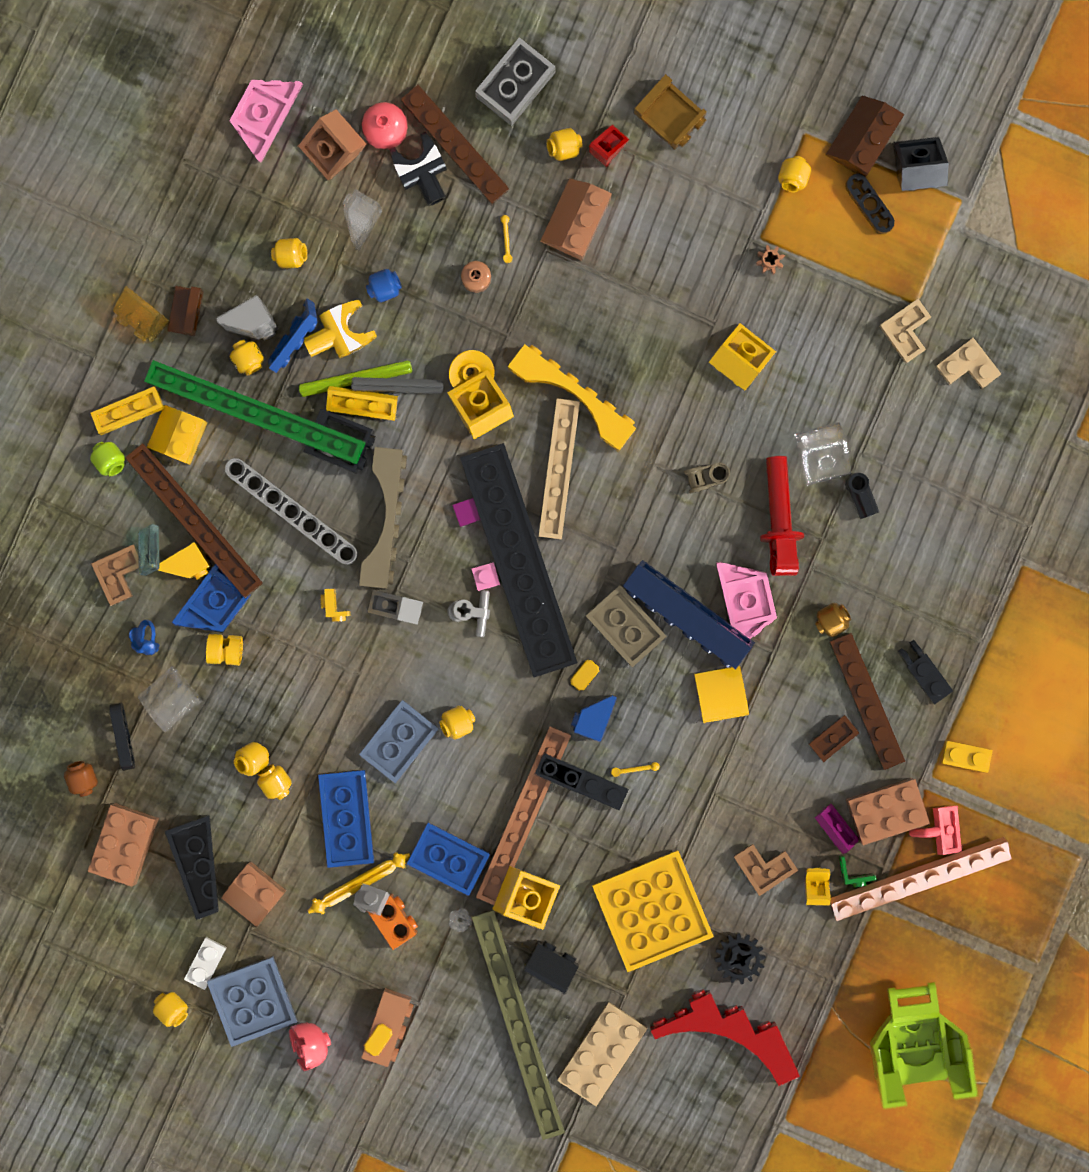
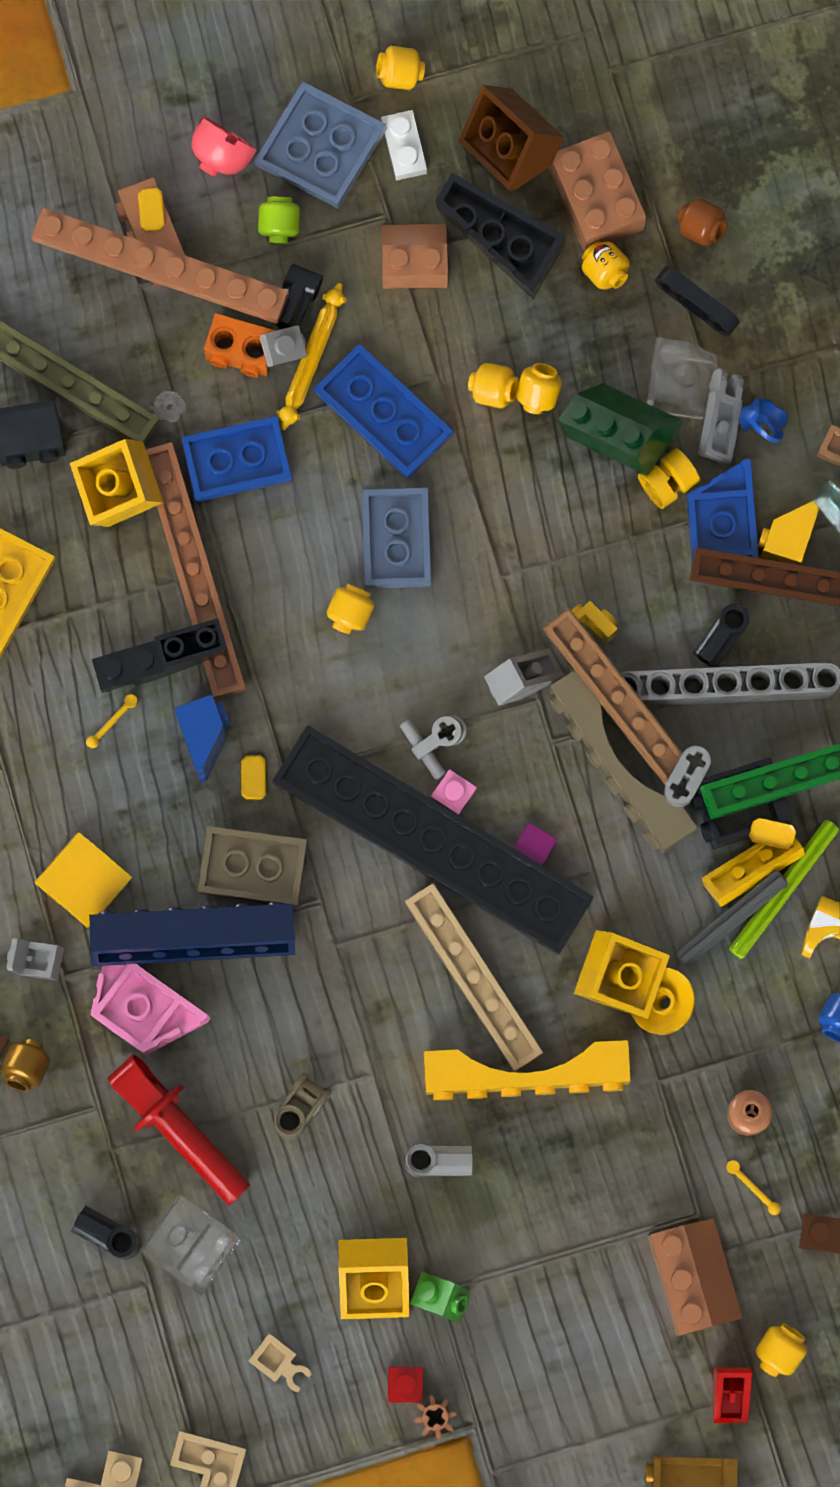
camera: 140 degrees right, 10 degrees down
(145, 915) = (509, 137): none -> reddish brown slope
(154, 798) = (605, 265): none -> yellow head
(165, 660) = (721, 417): none -> light grey hinge
(225, 700) = (619, 426): none -> dark green slope
(272, 538) = (720, 637): none -> black piece
(311, 976) = (279, 219): none -> lime head
(335, 925) = (302, 288): none -> black piece
(338, 410) = (772, 833): none -> yellow piece
(355, 471) = (694, 780): none -> light grey beam
(357, 551) = (614, 694): none -> medium nougat tile
(400, 1002) = (160, 265): none -> nougat plate
(656, 386) = (442, 1161): none -> light grey piece
(716, 318) = (440, 1297): none -> bright green bracket
(771, 290) = (405, 1384): none -> red plate
(782, 672) = (34, 959): none -> light grey bracket
(827, 358) = (275, 1360): none -> tan plate

